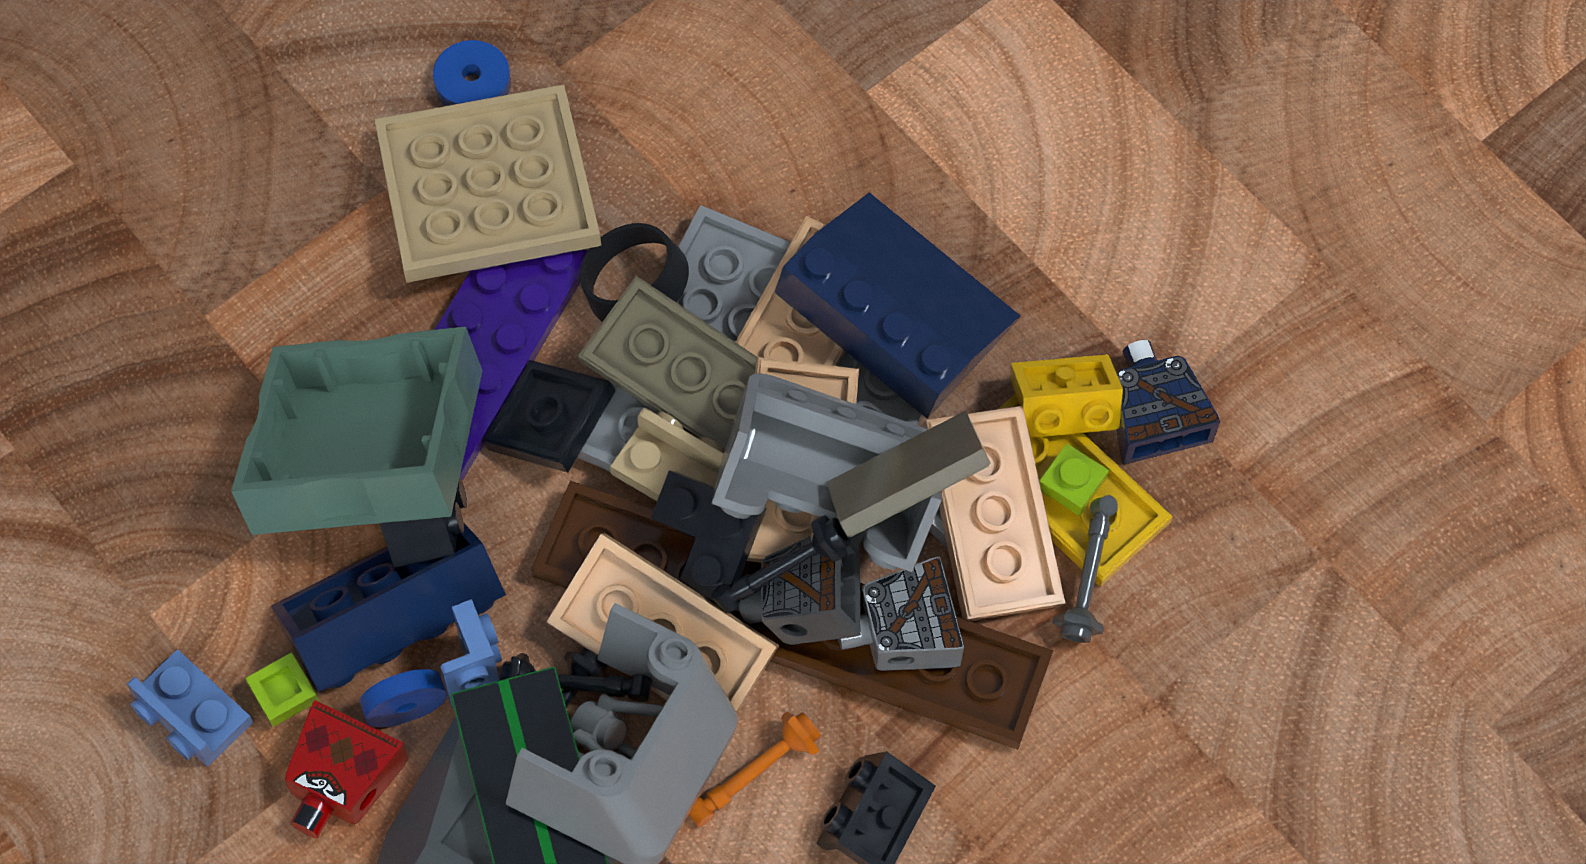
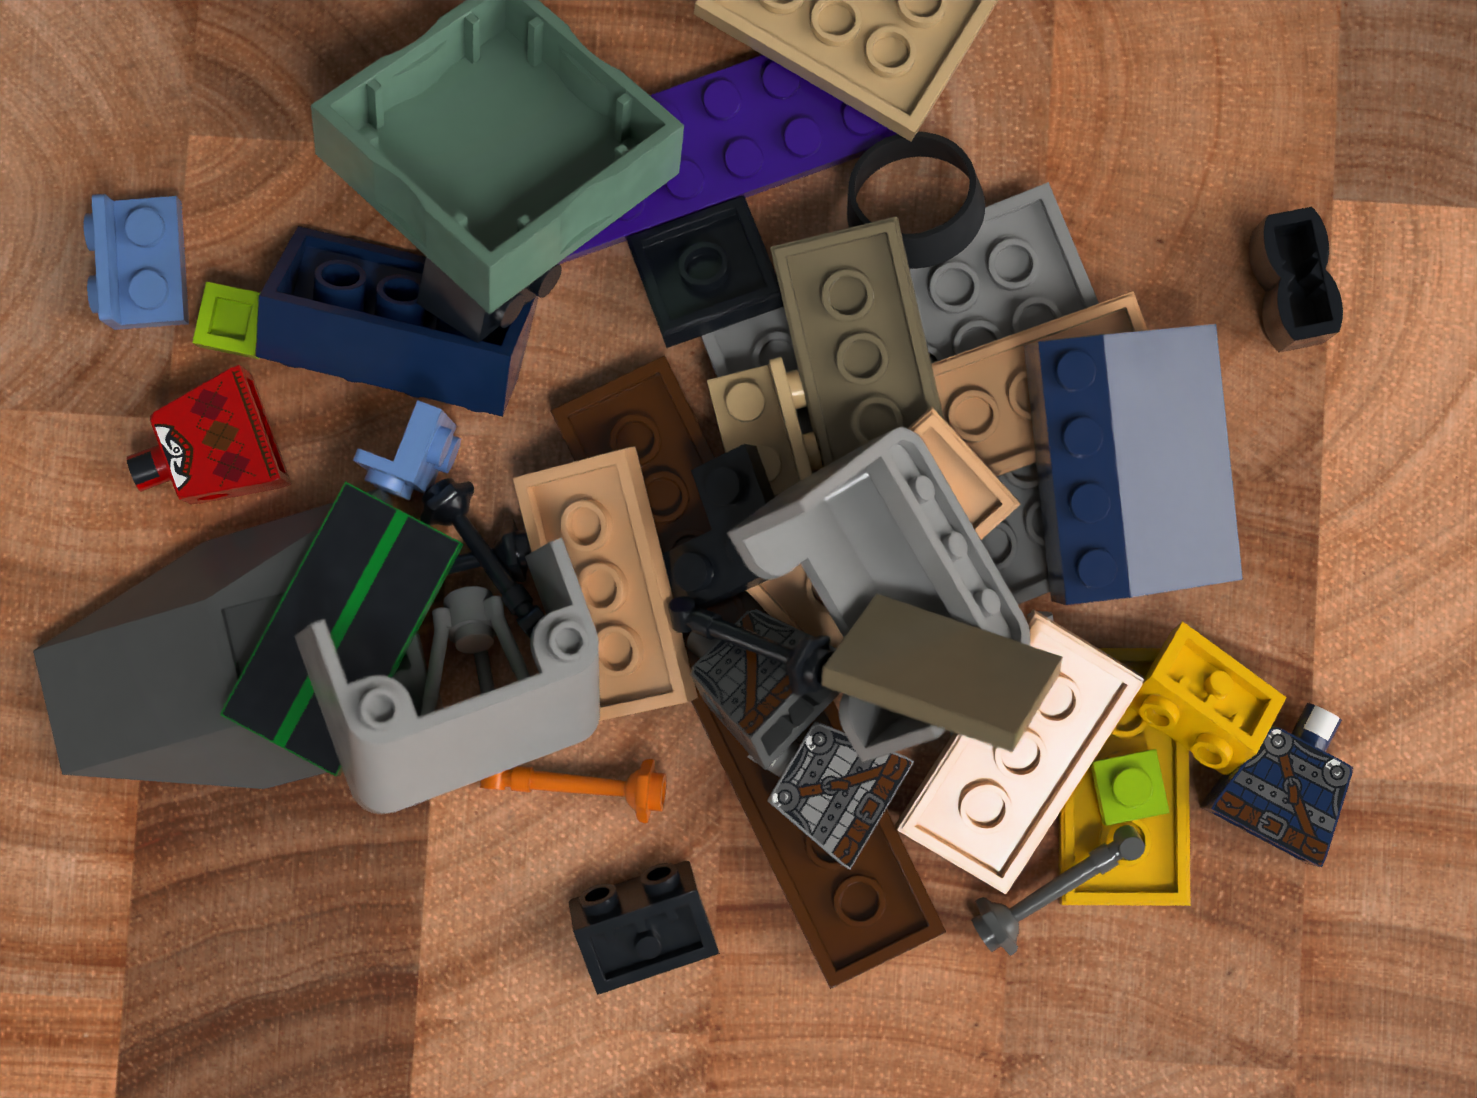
camera: 50 degrees right, 20 degrees up
(403, 698) = (319, 431): blue piece -> none
(883, 136) = (1290, 264): none -> black brick

